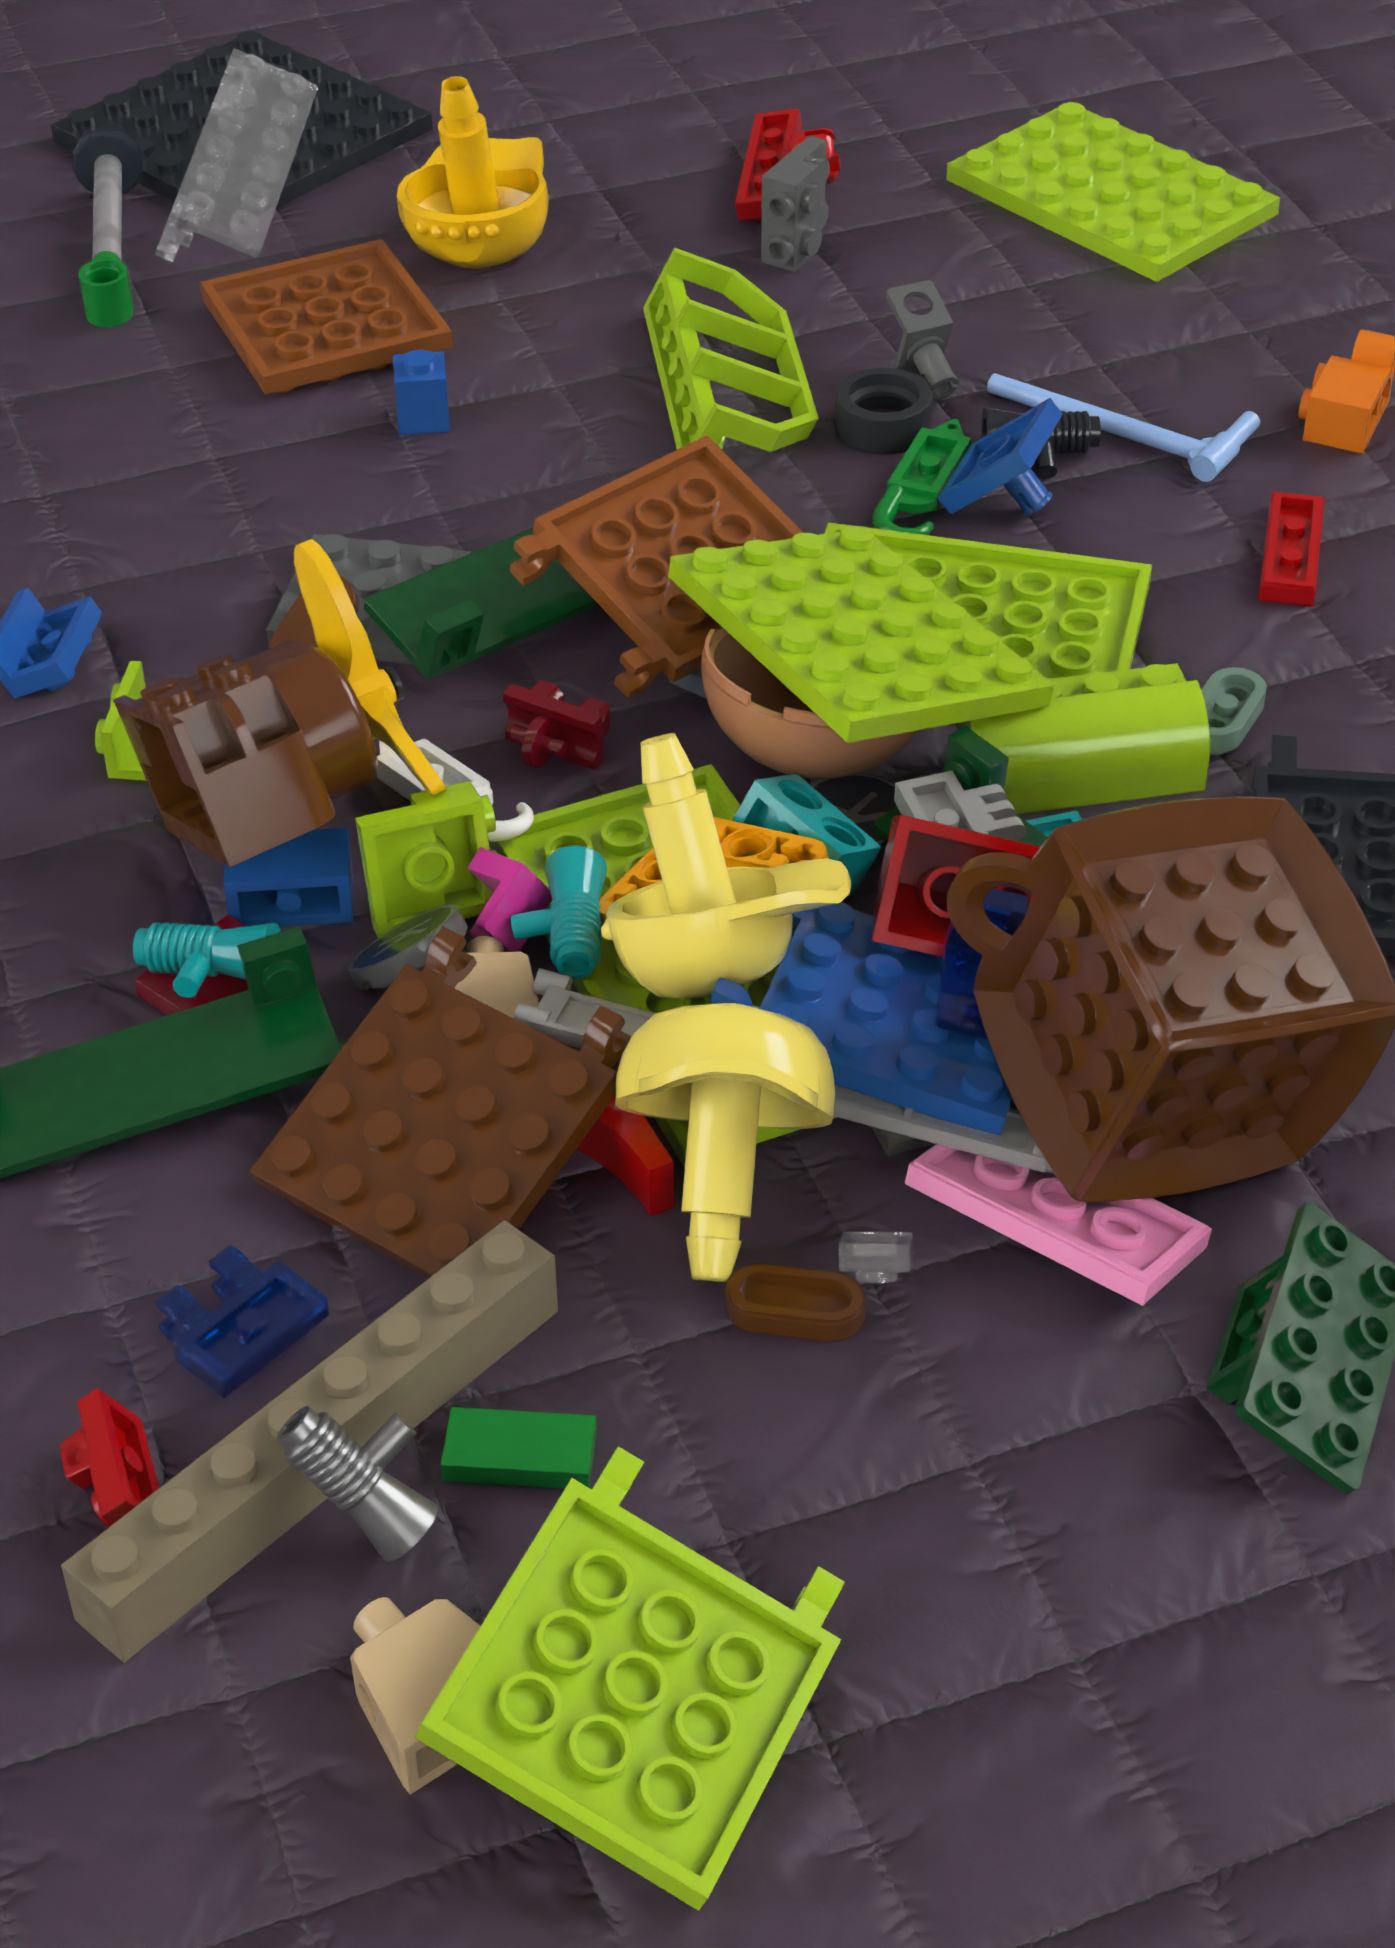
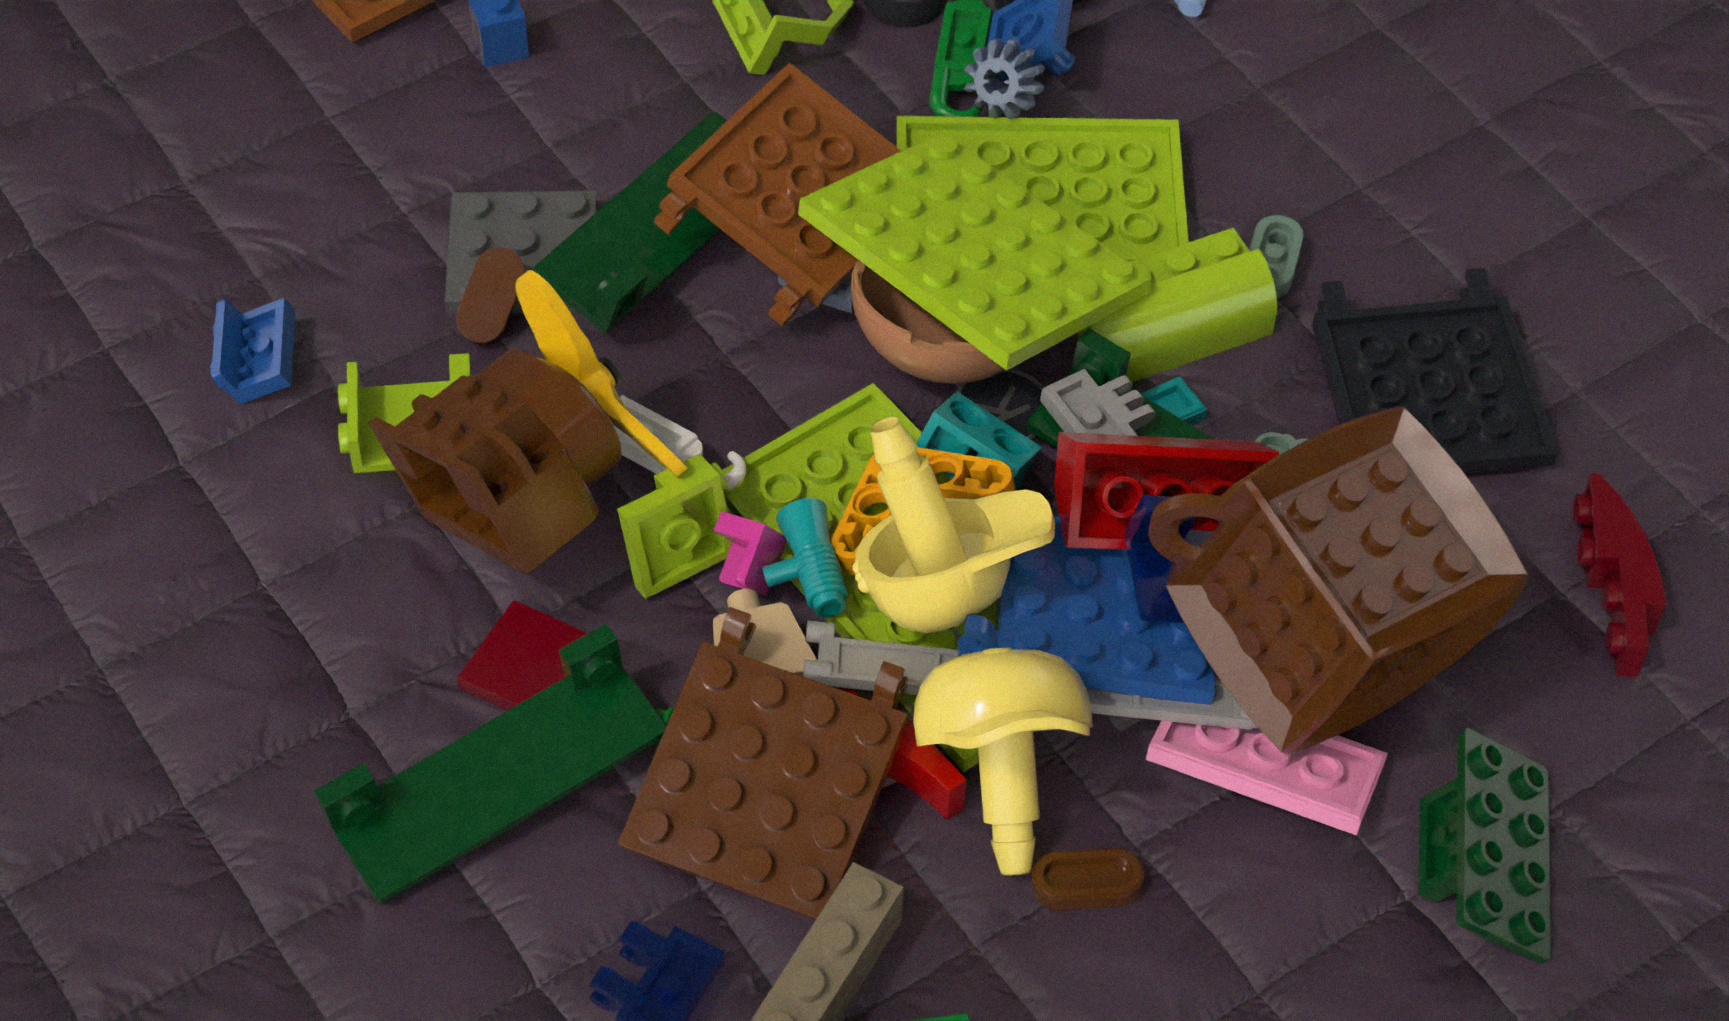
camera: 15 degrees left, 10 degrees up
(194, 951) = (514, 646): teal piece -> none
(295, 882) = (576, 567): blue brick -> none
(405, 944) = (681, 610): tile -> none
(552, 727) = (728, 366): dark red hips -> none
(876, 1255) = (1141, 827): clear plate -> none
(960, 476) = (987, 77): none -> sand blue gear
(1292, 549) = (1282, 79): red tile -> none

